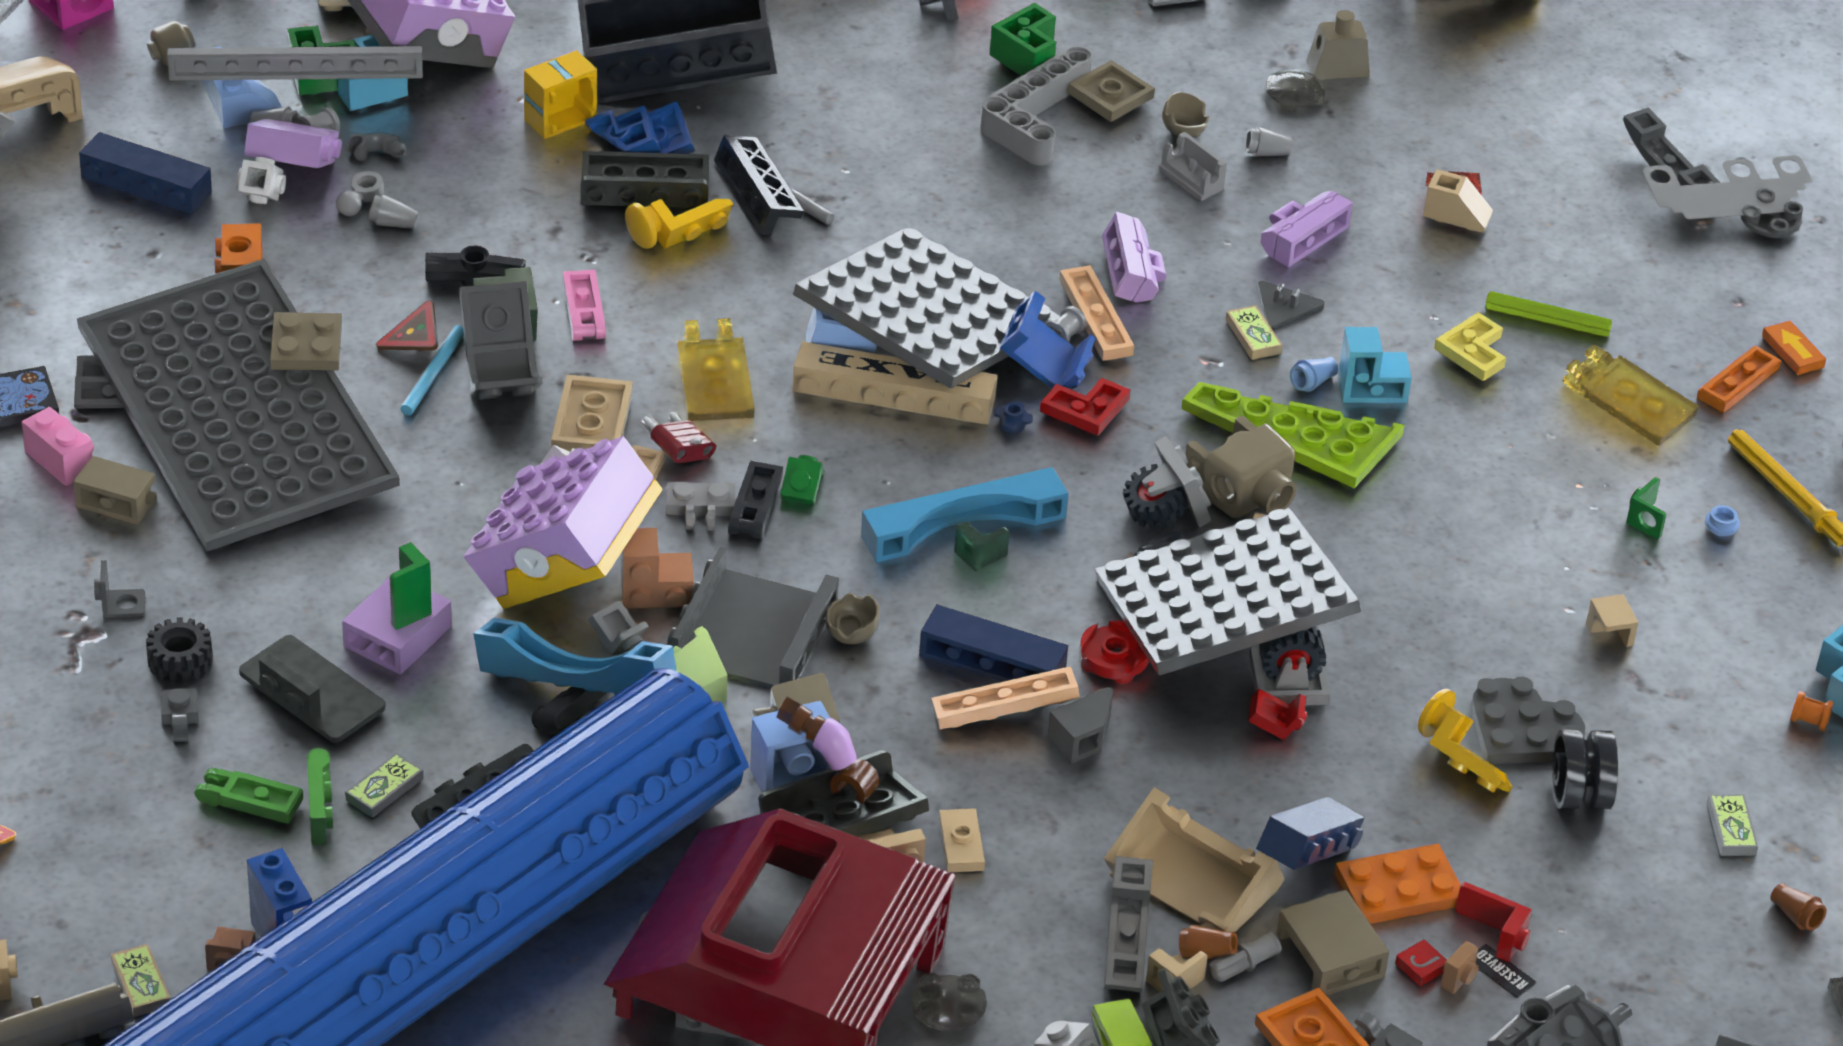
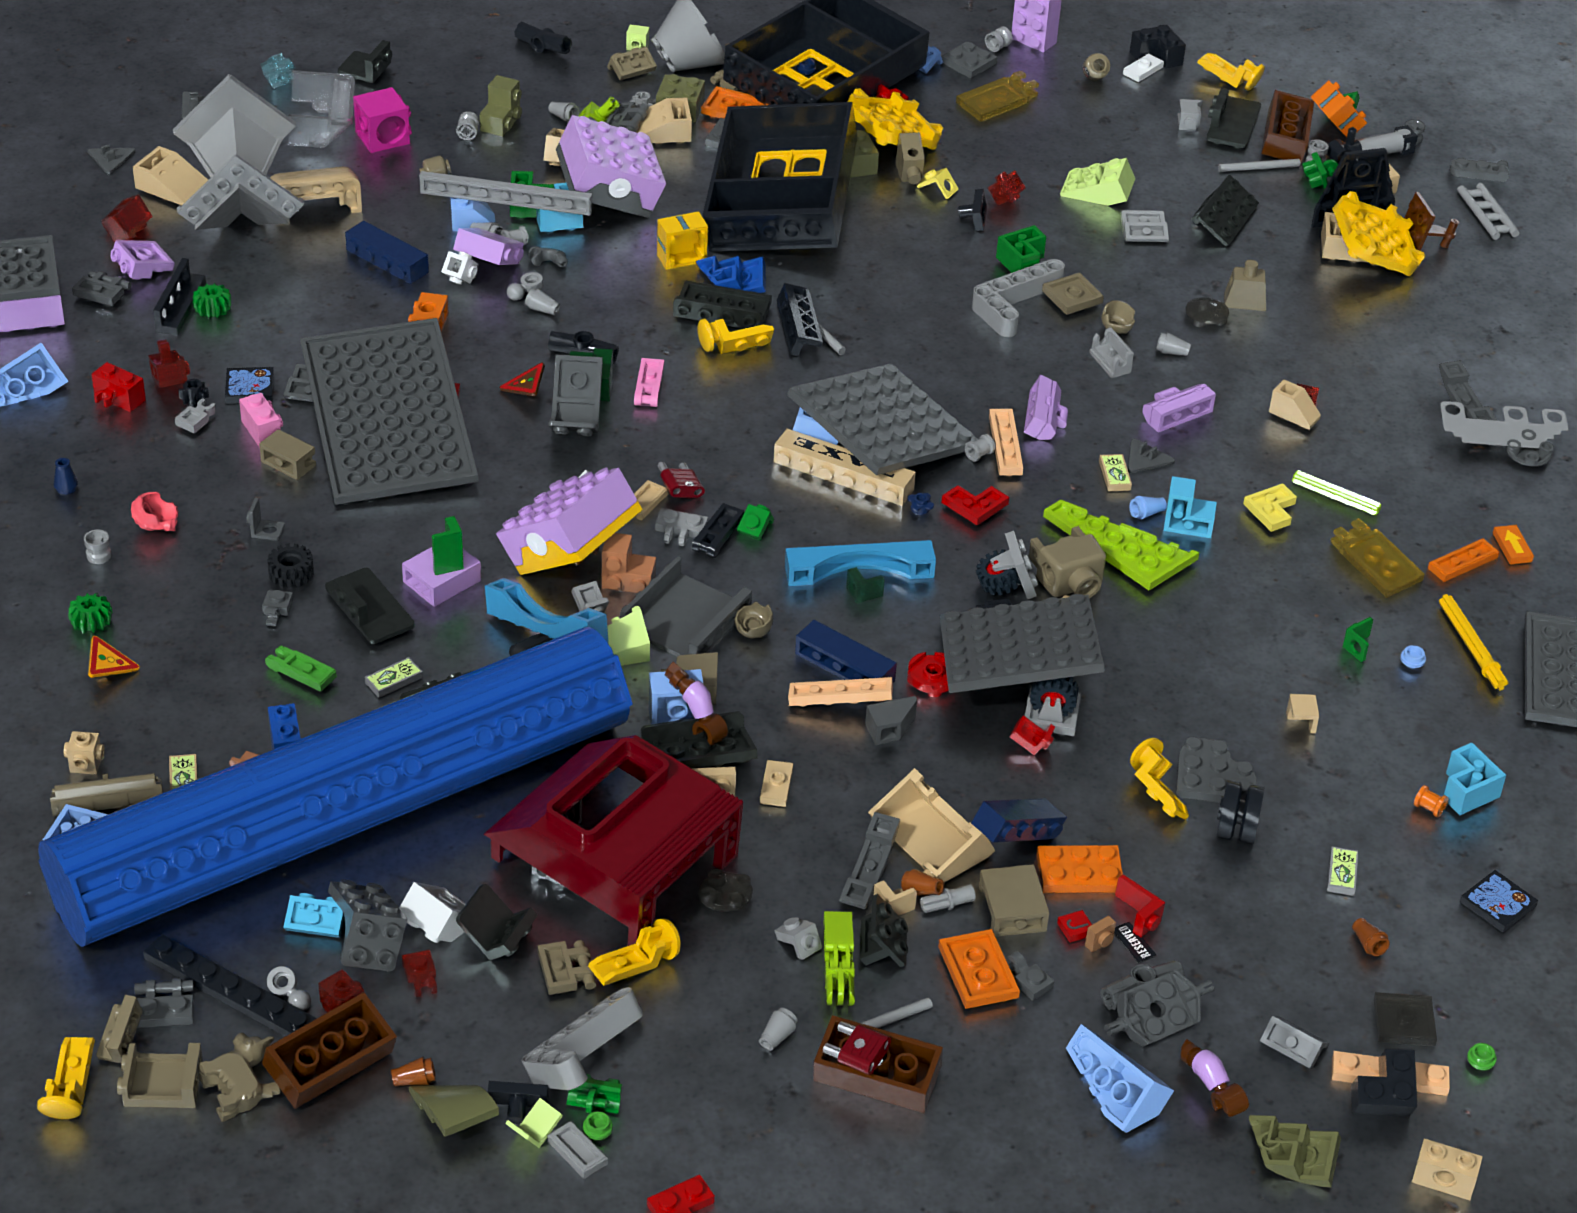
camera: 15 degrees right, 0 degrees up
(306, 341) = (445, 376): dark tan plate -> none
(319, 794) = (345, 675): bright green hinge -> none
(432, 370) = (527, 413): medium azure bar -> none
(591, 411) = (630, 452): tan plate -> none
(714, 374) = (721, 442): clear yellow tile -> none
(1042, 349) = (955, 459): blue panel -> none

